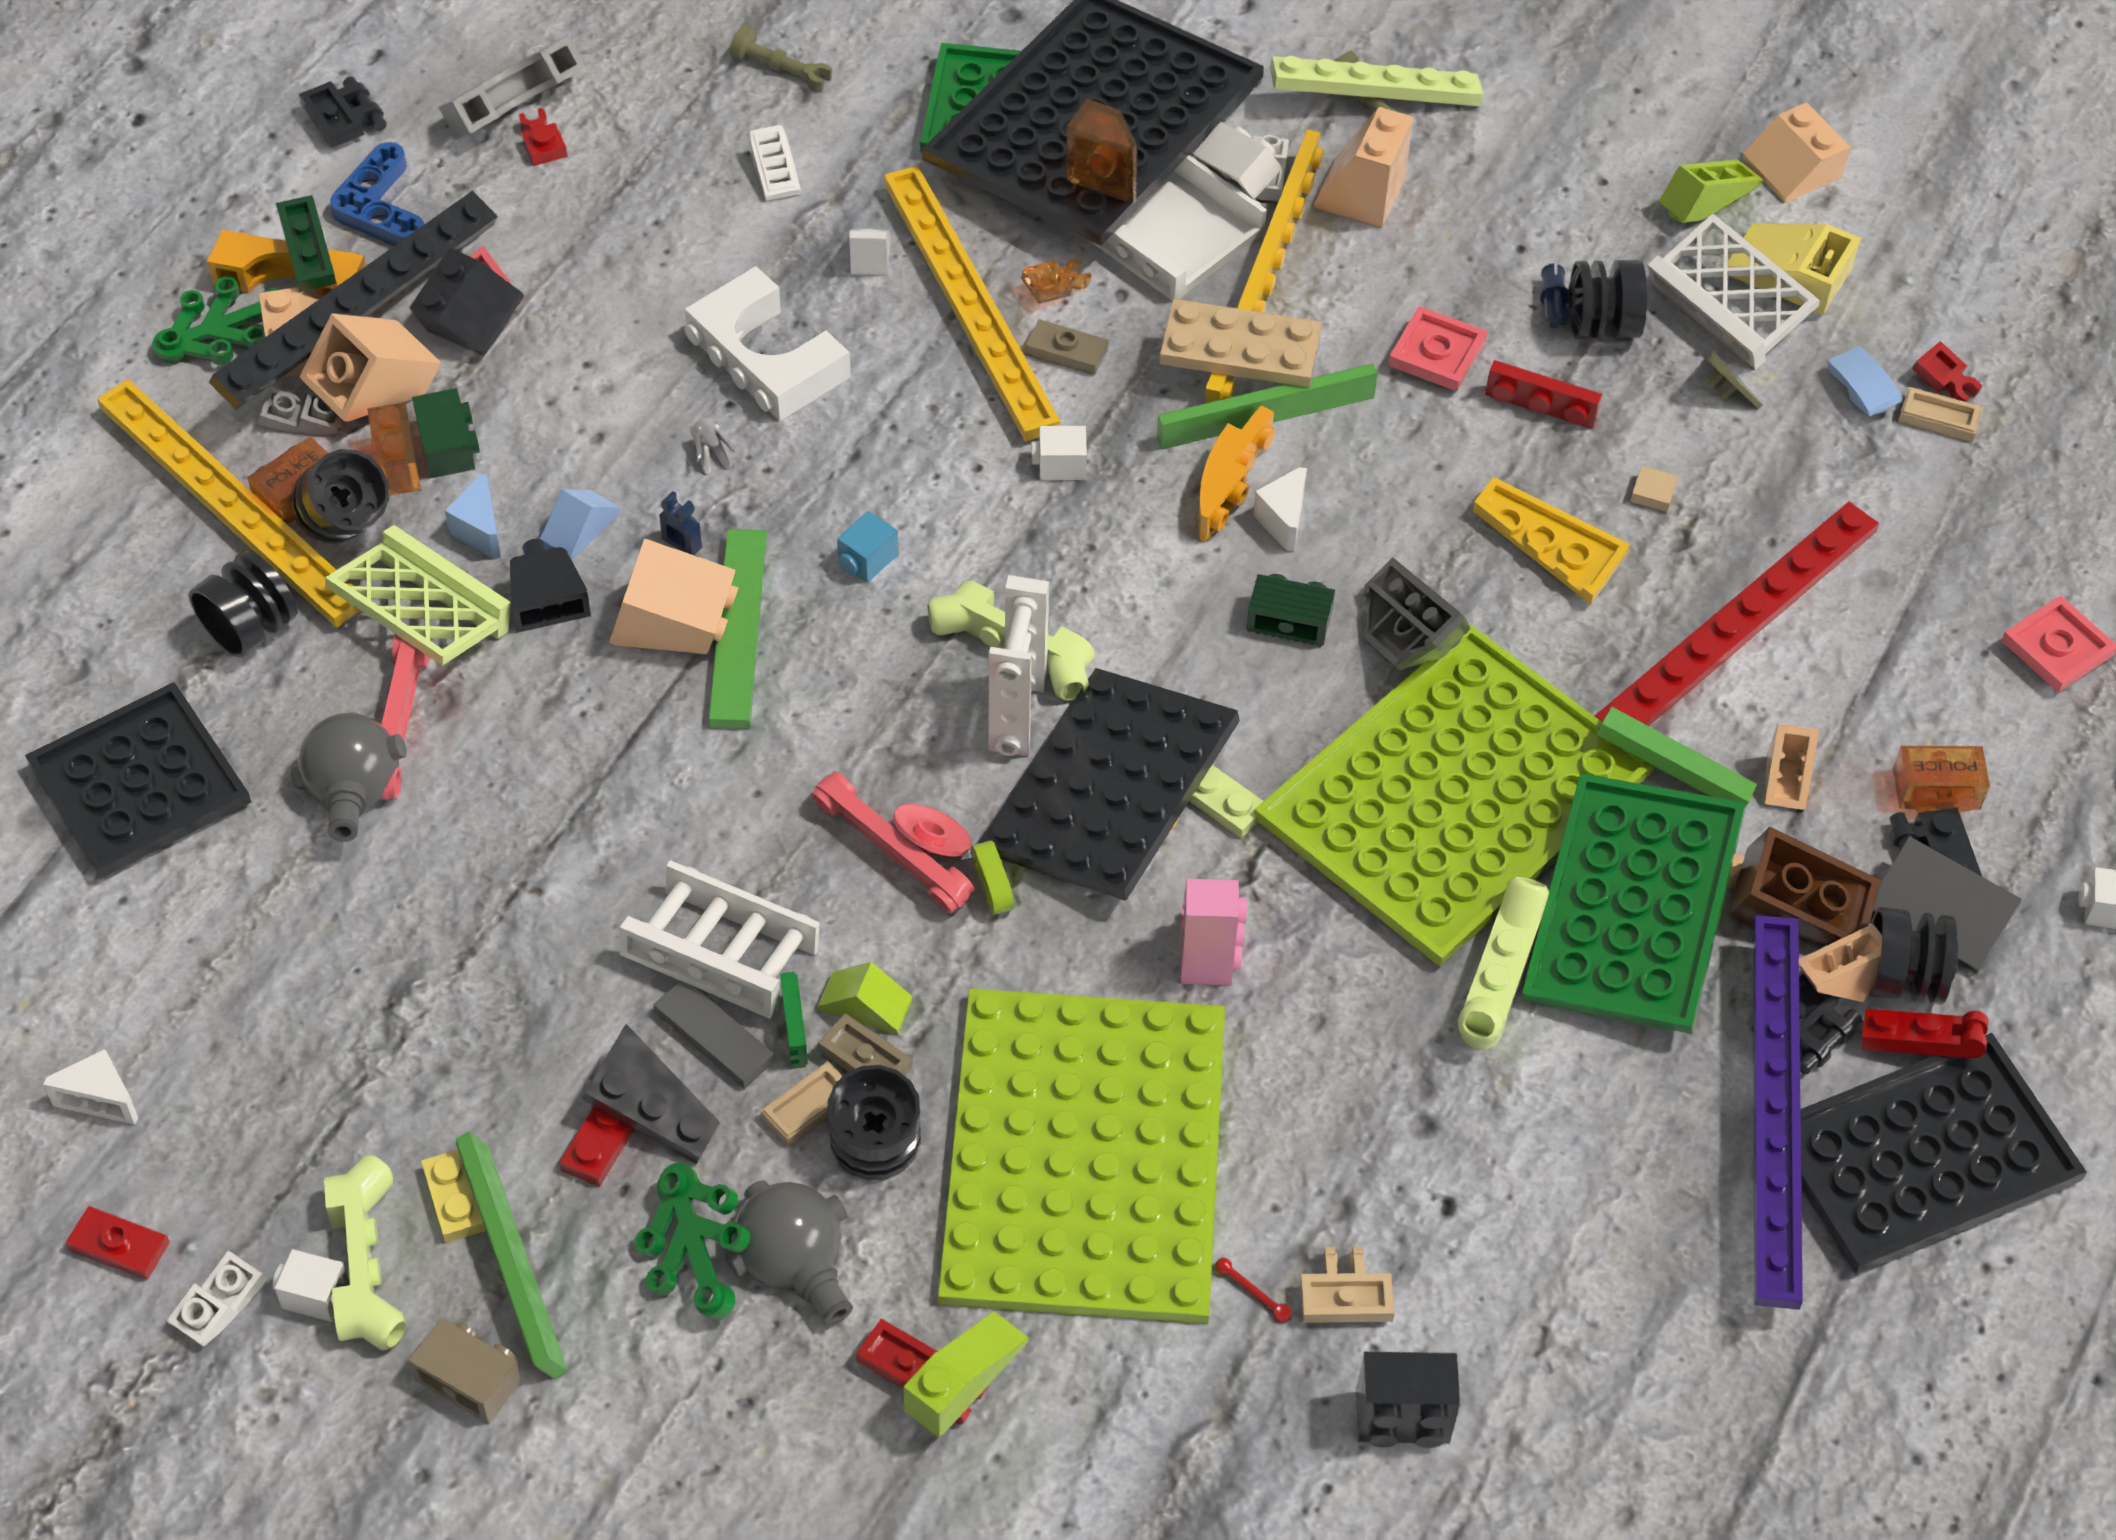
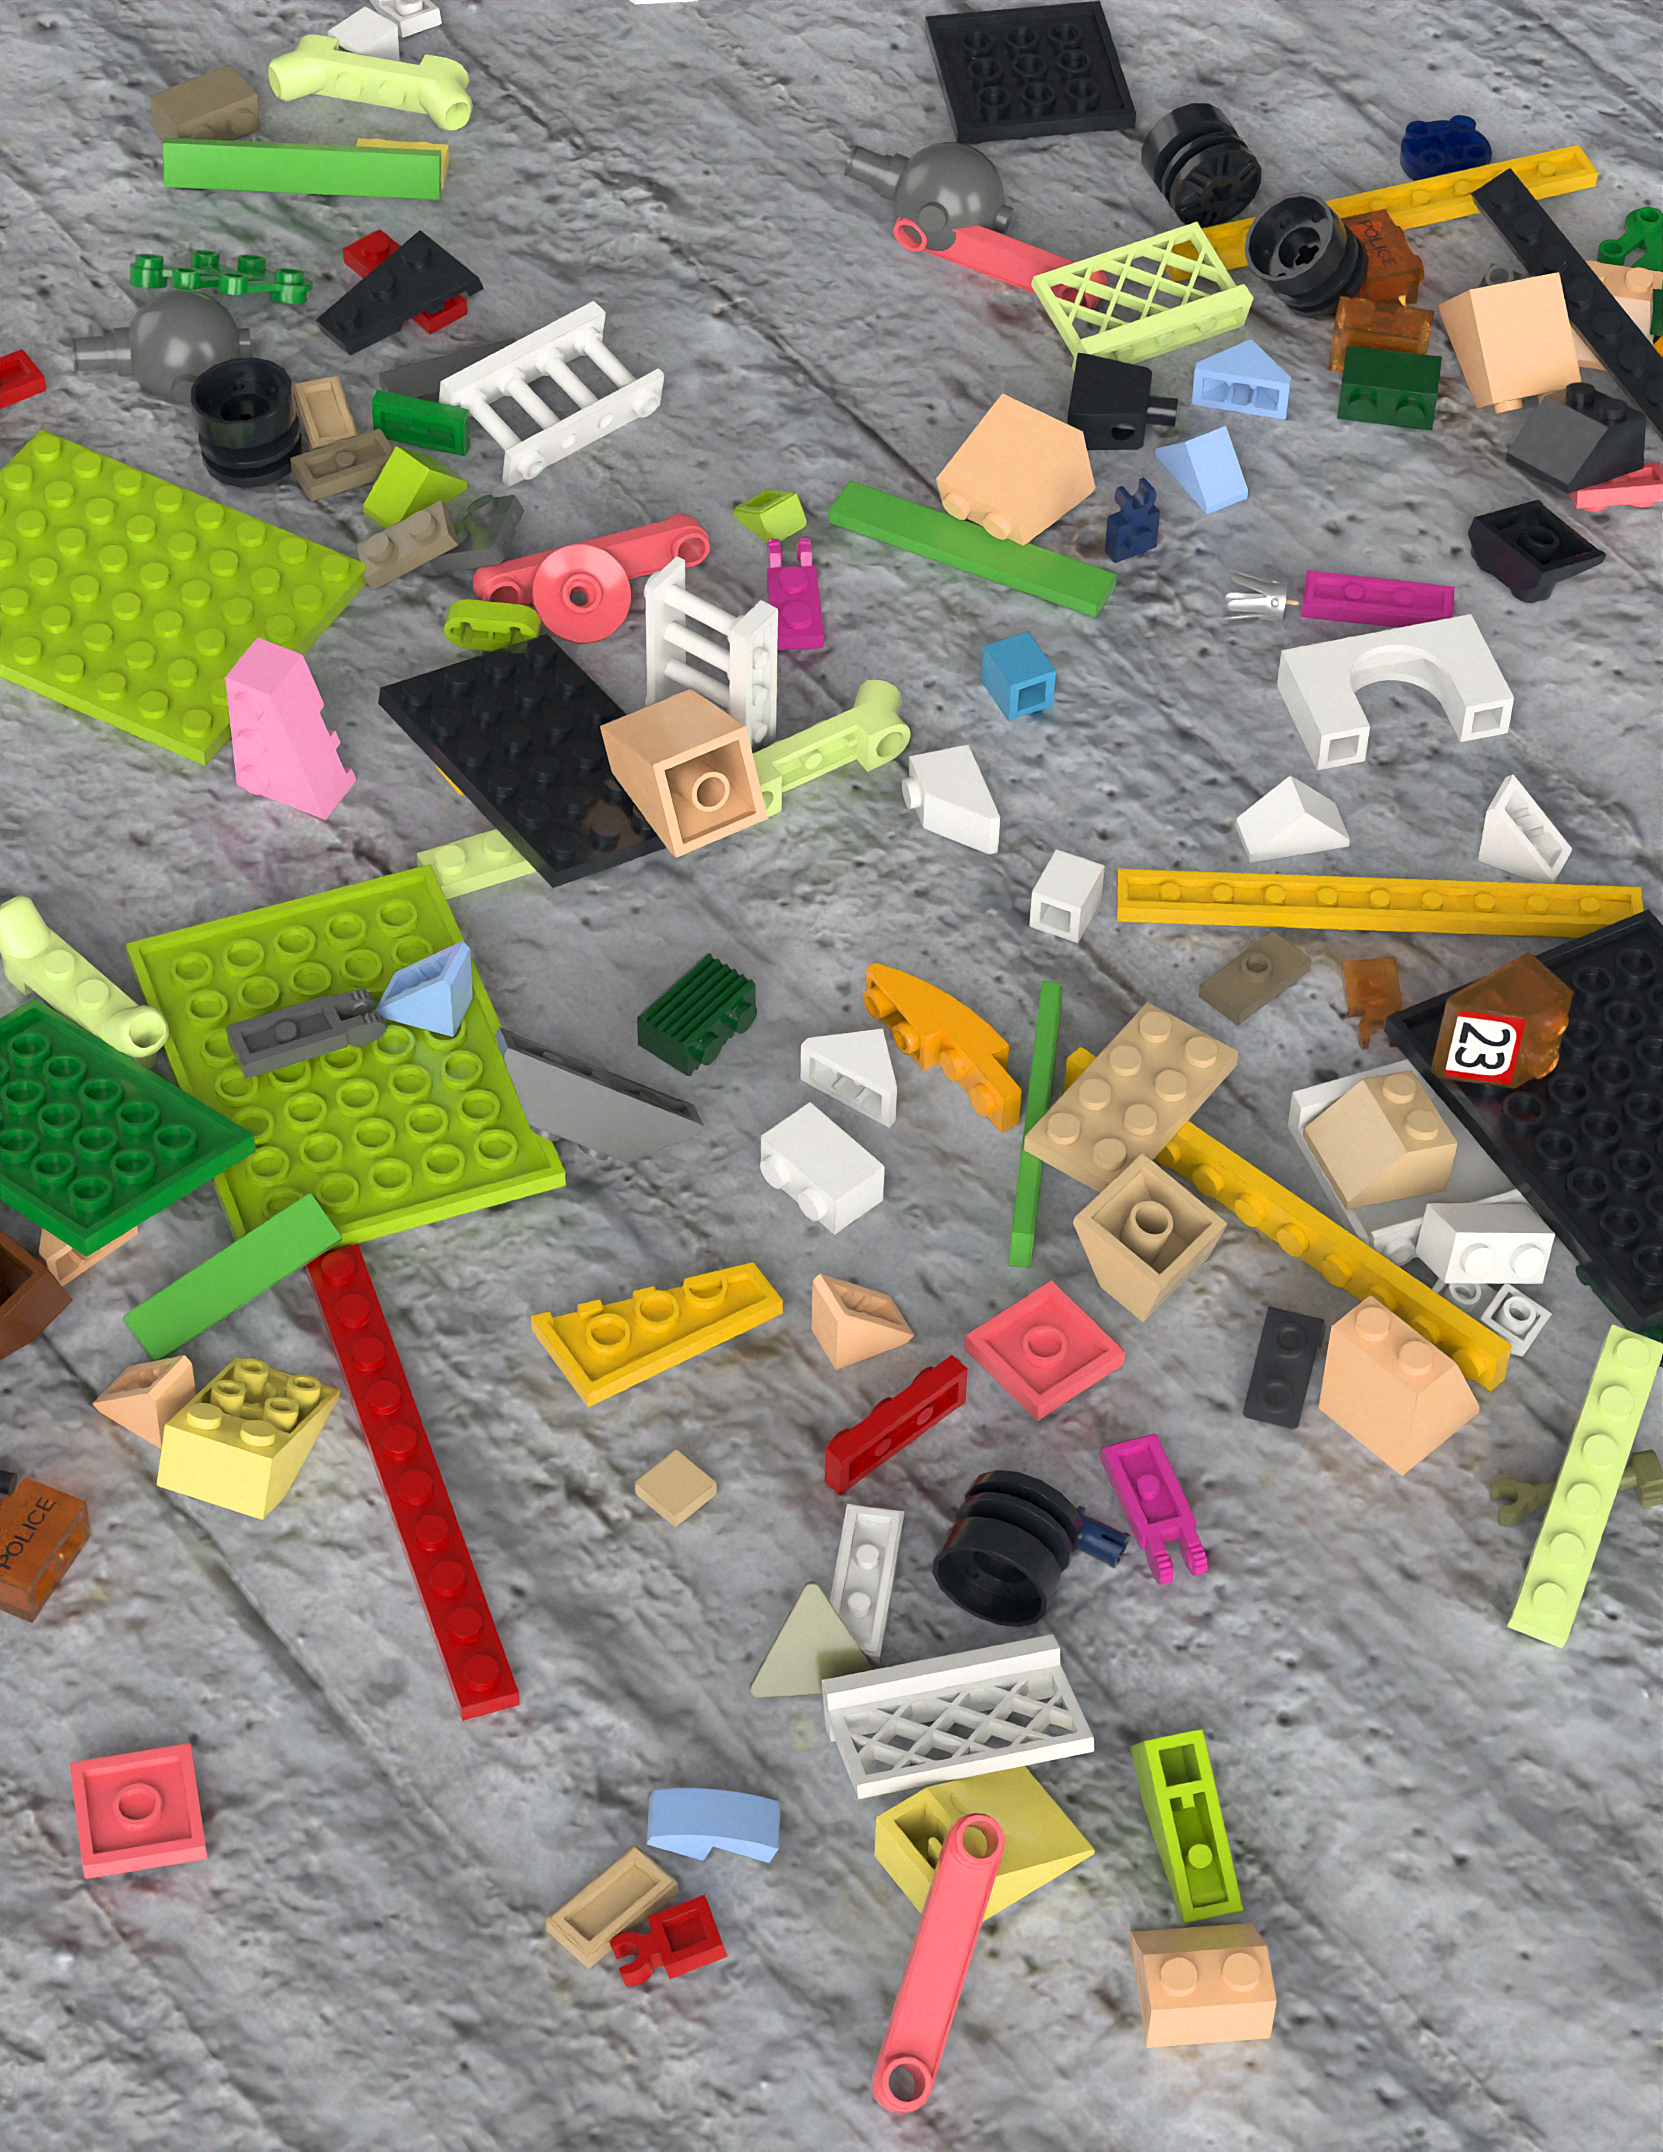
camera: 115 degrees right, 5 degrees down
(128, 486) = (1443, 147): none -> clear blue tile
(586, 306) = (1530, 549): none -> black slope
(669, 386) = (1374, 600): none -> dark pink tile
(763, 764) = (772, 514): none -> lime slope
(847, 714) = (796, 597): none -> dark pink hinge
(904, 920) = (481, 534): none -> dark grey wing
(923, 366) = (1291, 823): none -> white slope
(942, 962) = (407, 544): none -> dark tan plate
(1004, 542) = (953, 798): none -> white slope
(1106, 661) = (686, 770): none -> light nougat slope
(1187, 226) = (1383, 1142): none -> tan slope
(1341, 302) = (1146, 1236): none -> tan slope
(1360, 227) = (1283, 1367): none -> black bracket
(1375, 498) = (821, 1168): none -> white brick
(1386, 738) = (431, 991): none -> light blue slope
(1463, 800) = (304, 1031): none -> dark grey hinge
(1482, 440) = (855, 1321): none -> light nougat slope
(1511, 267) = (1153, 1504): none -> dark pink hinge
(1653, 381) = (867, 1574): none -> white tile
(1784, 691) = (245, 1436): none -> light yellow slope
(1836, 223) = (938, 1963): none -> coral piece

